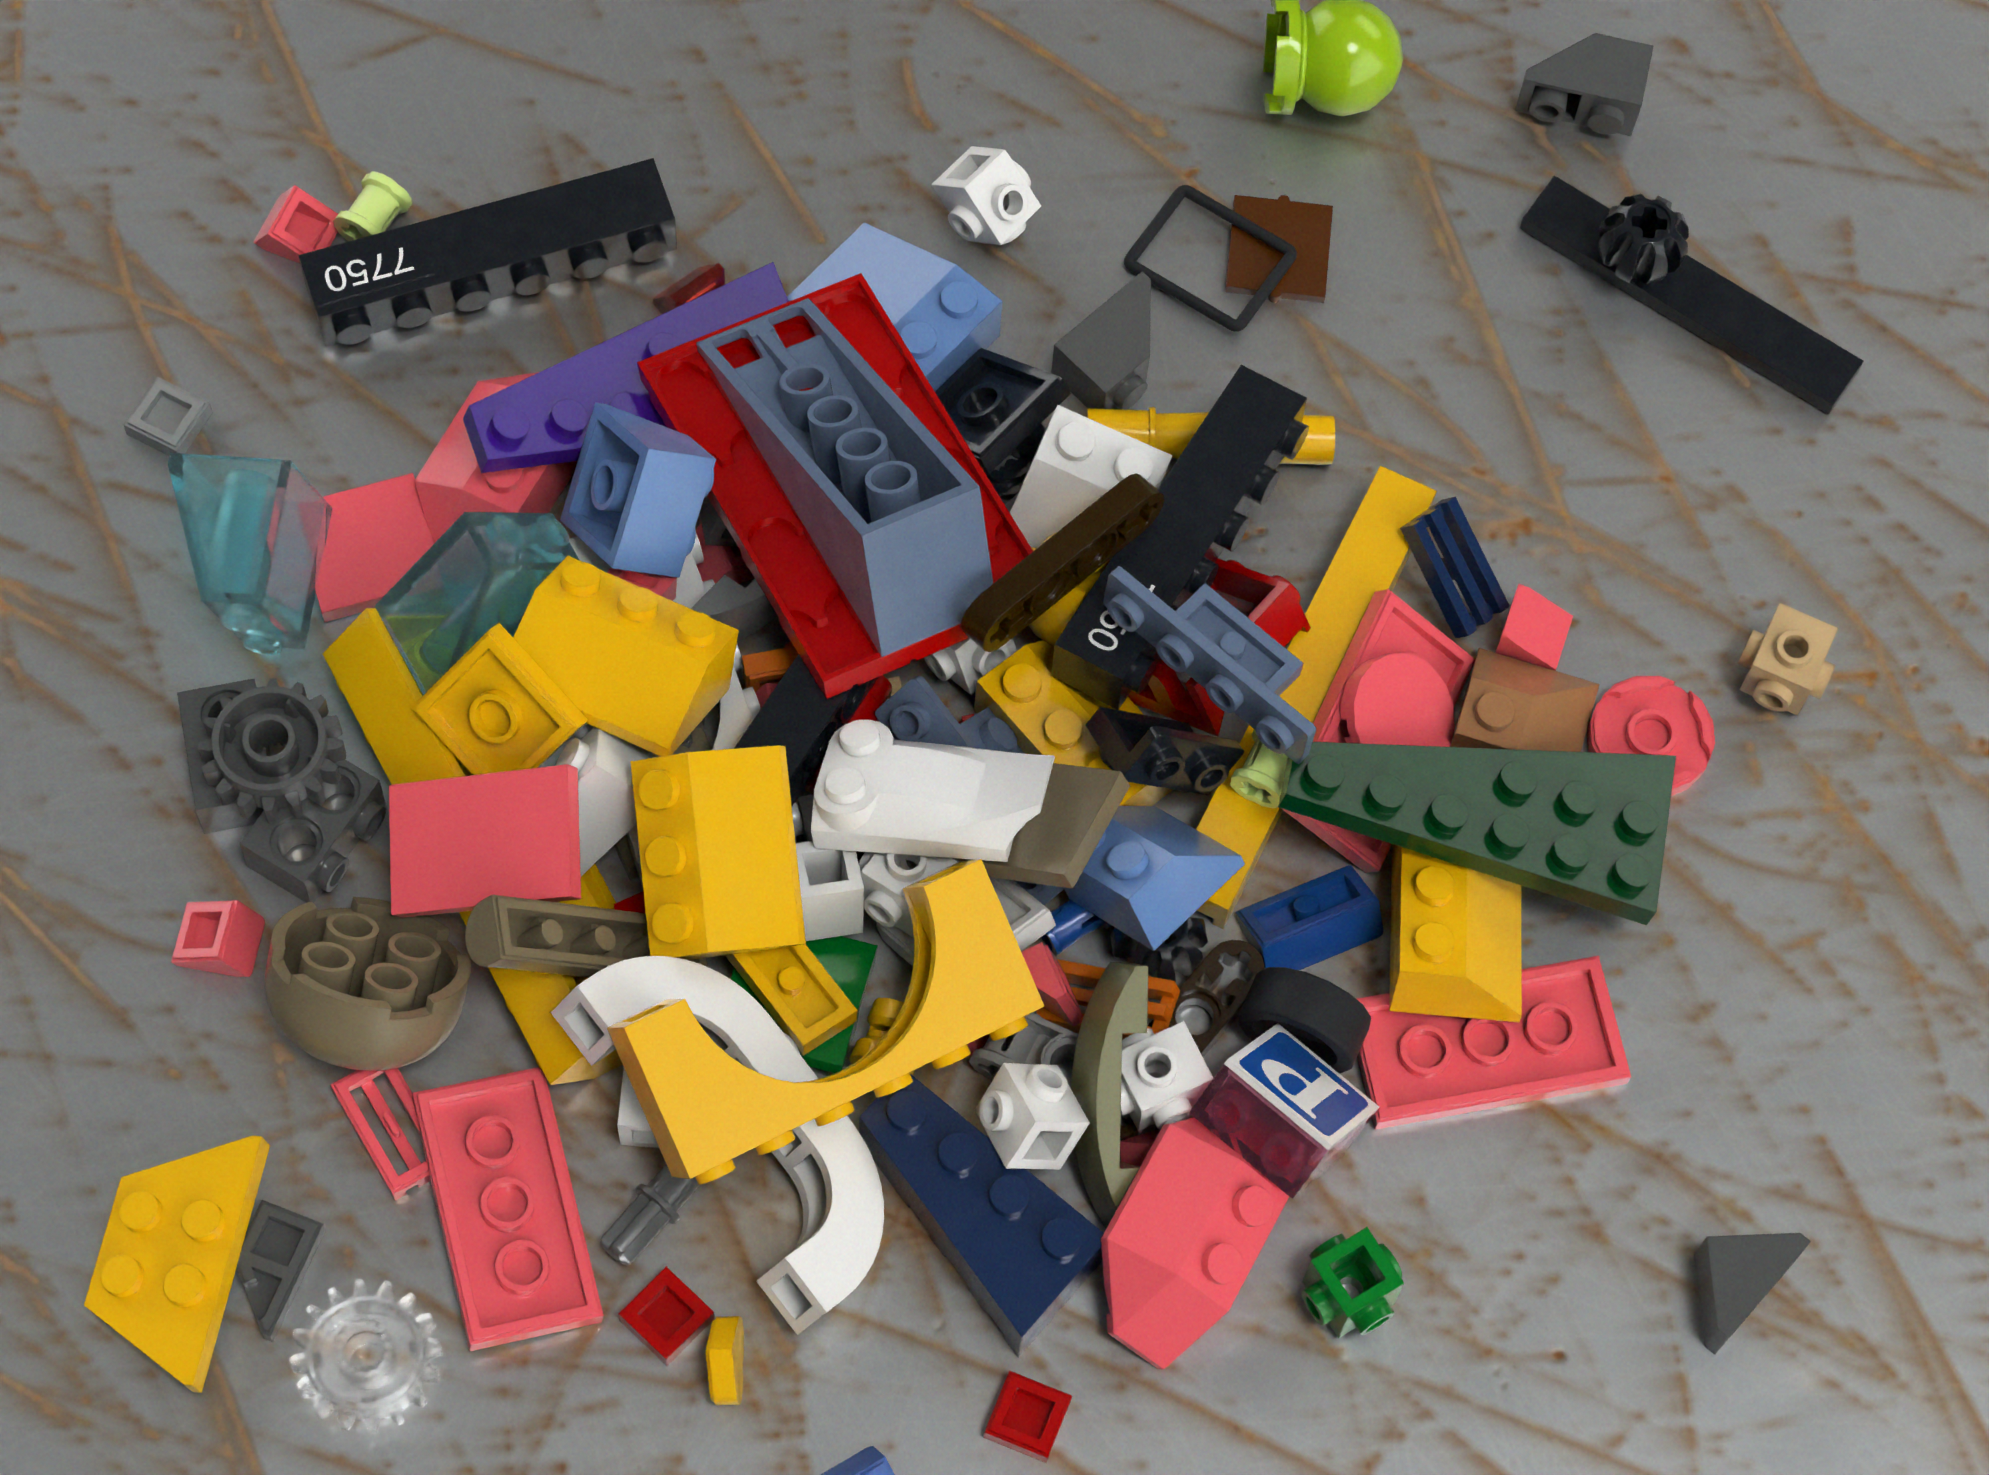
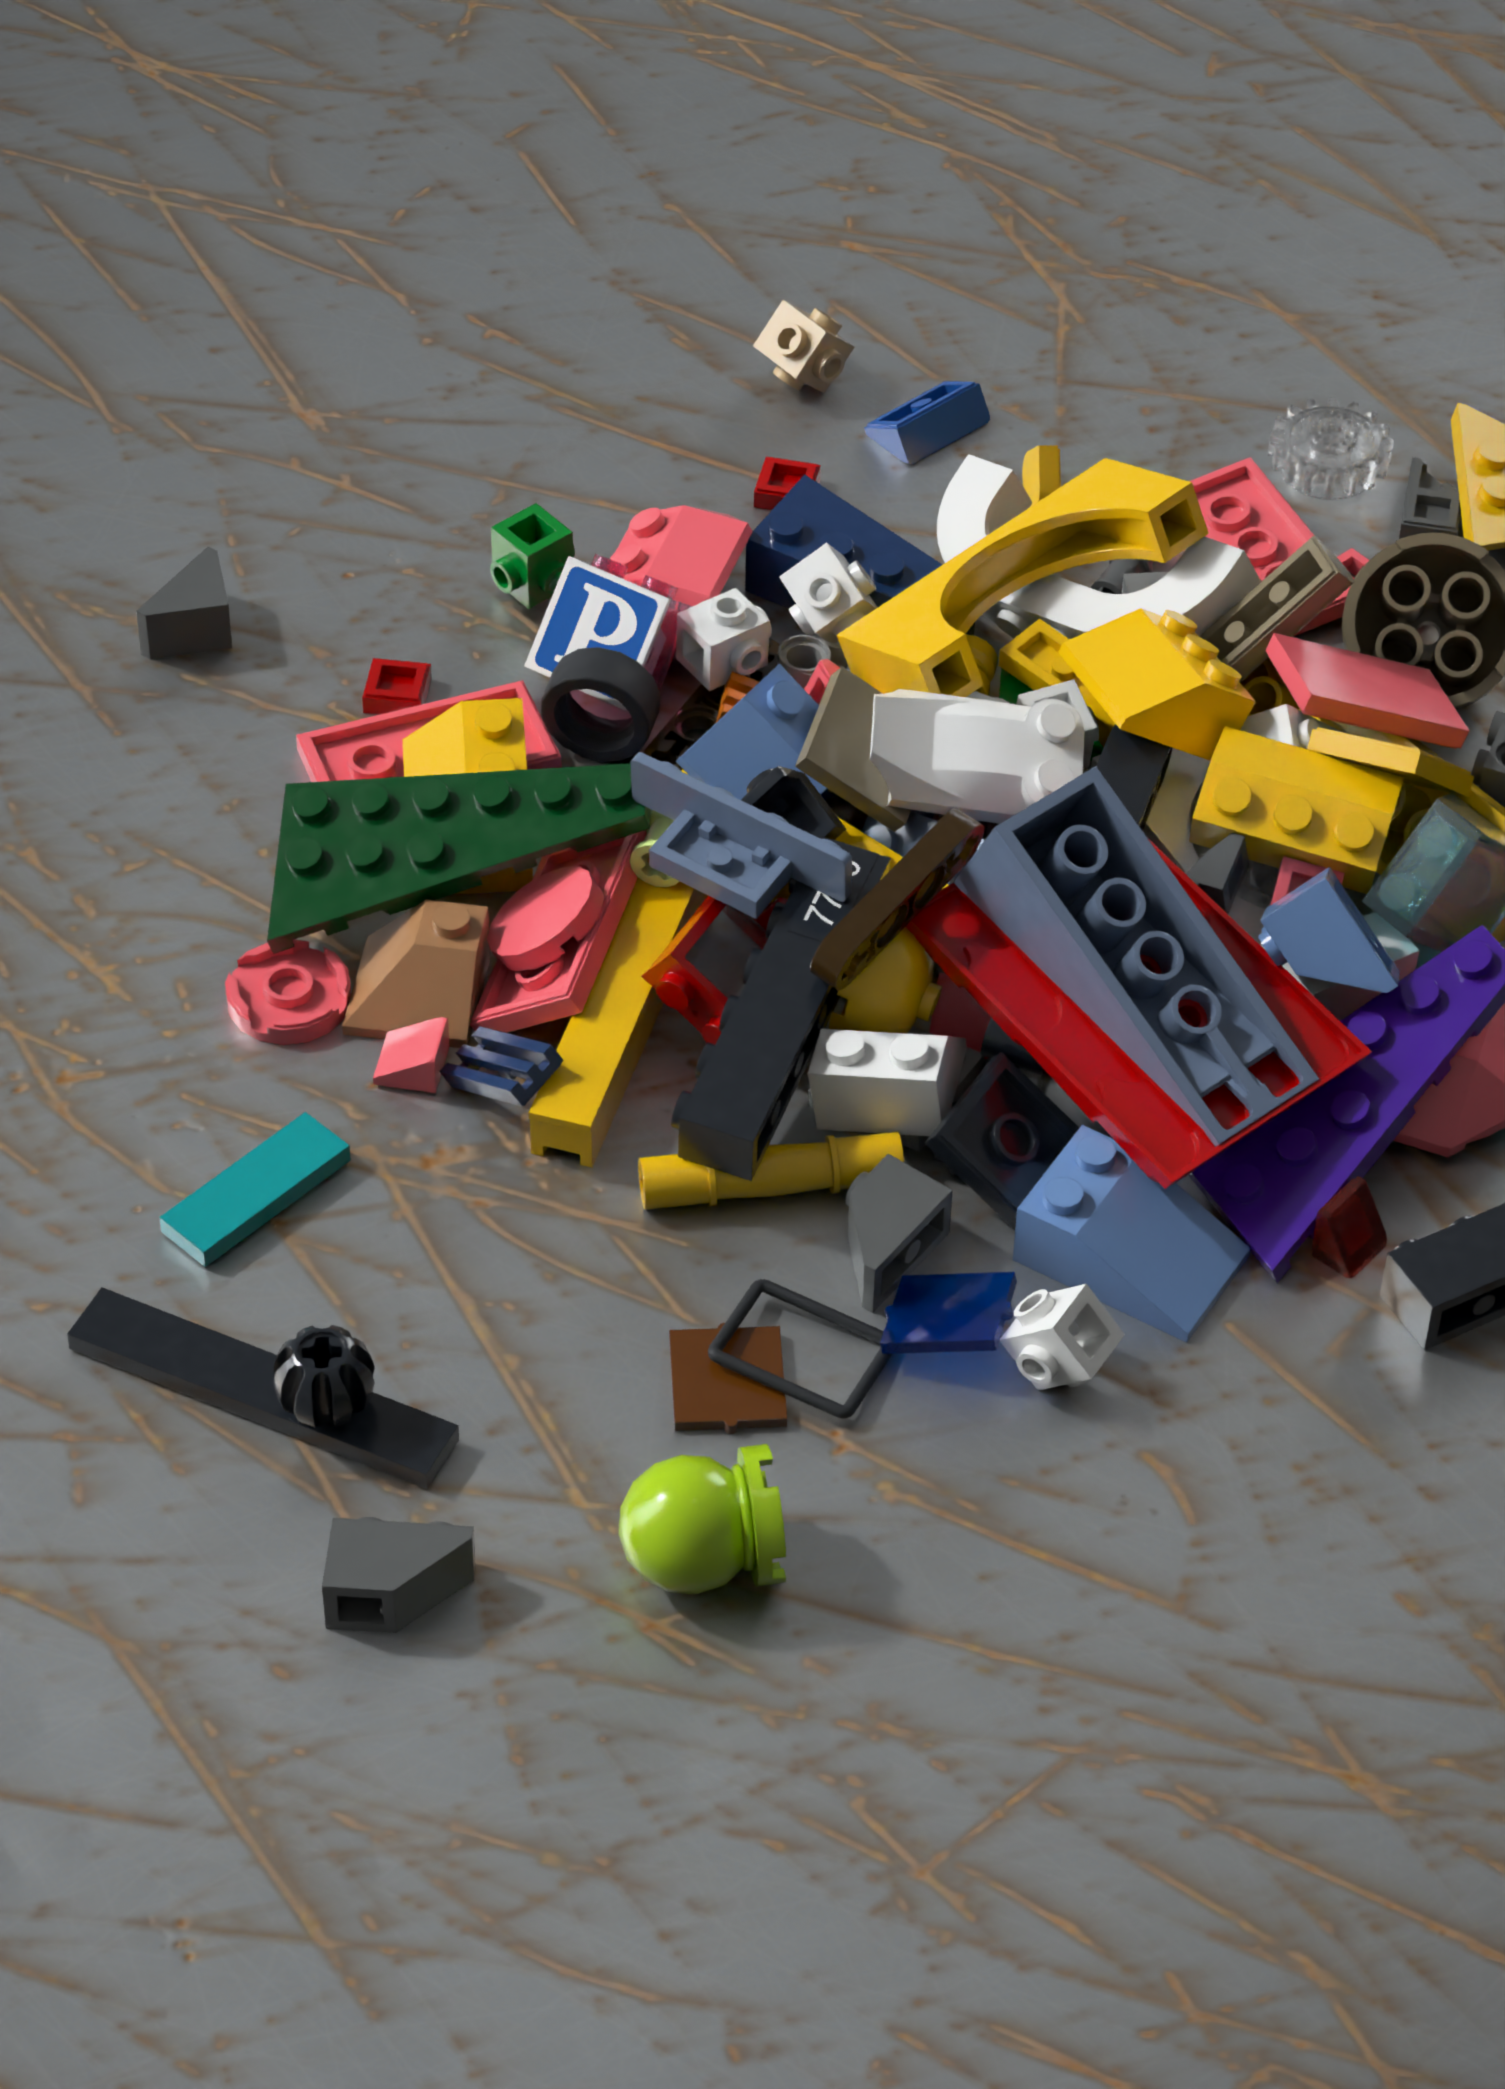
camera: 175 degrees right, 20 degrees down
(1075, 253) = (948, 1313): none -> clear blue piece
(1114, 1009) = (773, 624): olive slope -> none
(1515, 1146) = (395, 685): none -> red tile
(1689, 503) = (255, 1189): none -> teal tile
(1788, 660) = (154, 1036): tan brick -> none

